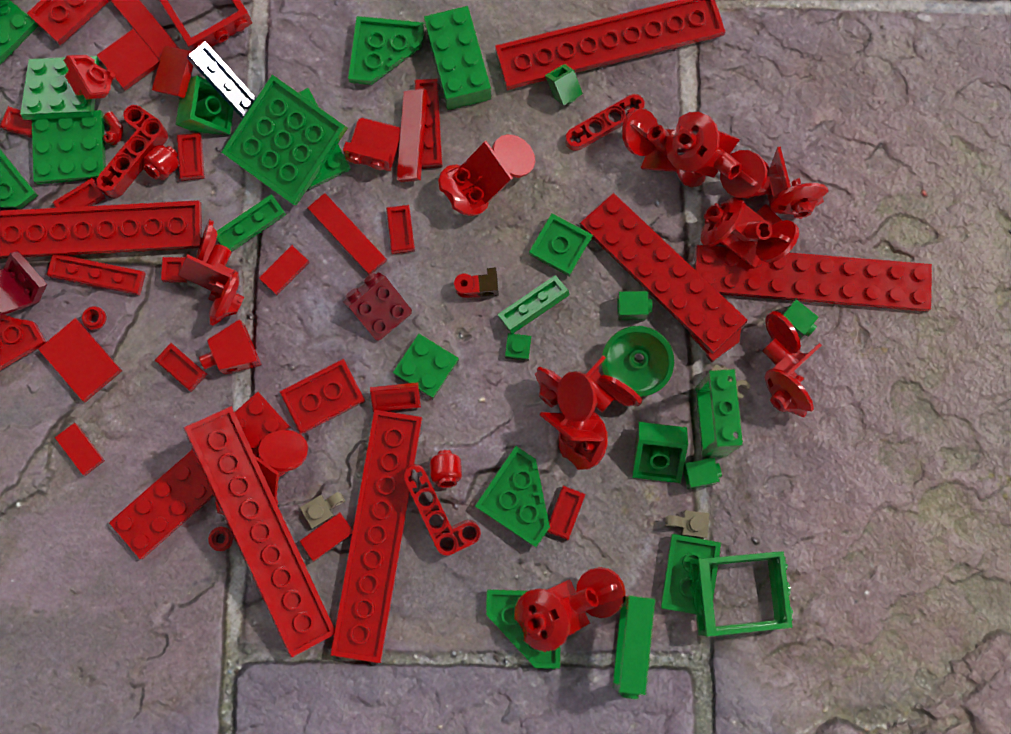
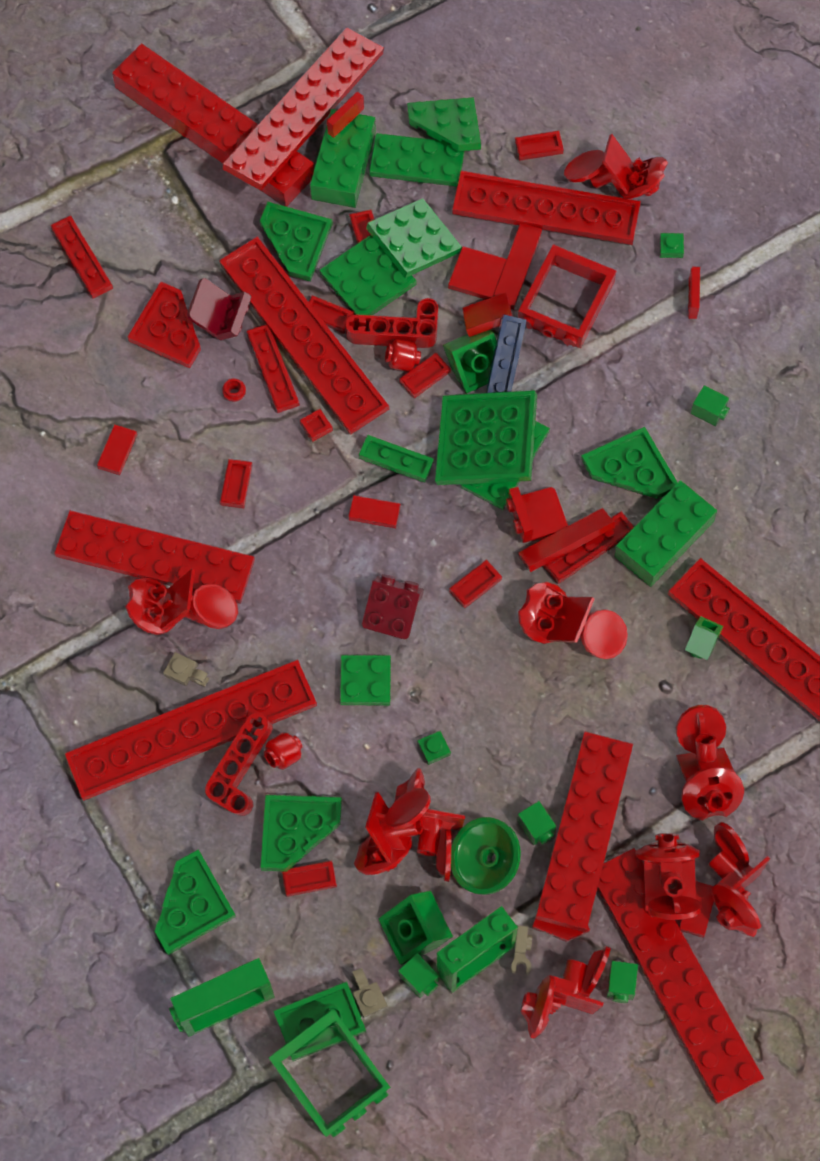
camera: 60 degrees right, 10 degrees down
(80, 360) = (192, 402): red tile -> none
(87, 77) = (434, 252): red plate -> none
(116, 129) = (404, 304): red arm -> none
(211, 273) = (330, 455): red piece -> none
(213, 538) = (105, 601): red plate -> none
(231, 350) = (276, 513): red torso -> none
(260, 531) = (132, 628): red plate -> none
(322, 396) = (283, 611): red tile -> none
(326, 536) = (163, 690): red tile -> none
(347, 234) = (441, 542): red tile -> none
(395, 397) = (320, 671): red tile -> none
(477, 285) = (467, 679): leg -> none
(533, 304) = (480, 736): green plate -> none
(560, 244) = (552, 727): green plate -> none
(560, 611) = (222, 924): red piece -> none
(603, 120) = (698, 693): red beam -> none
(710, 151) = (714, 787): red piece -> none

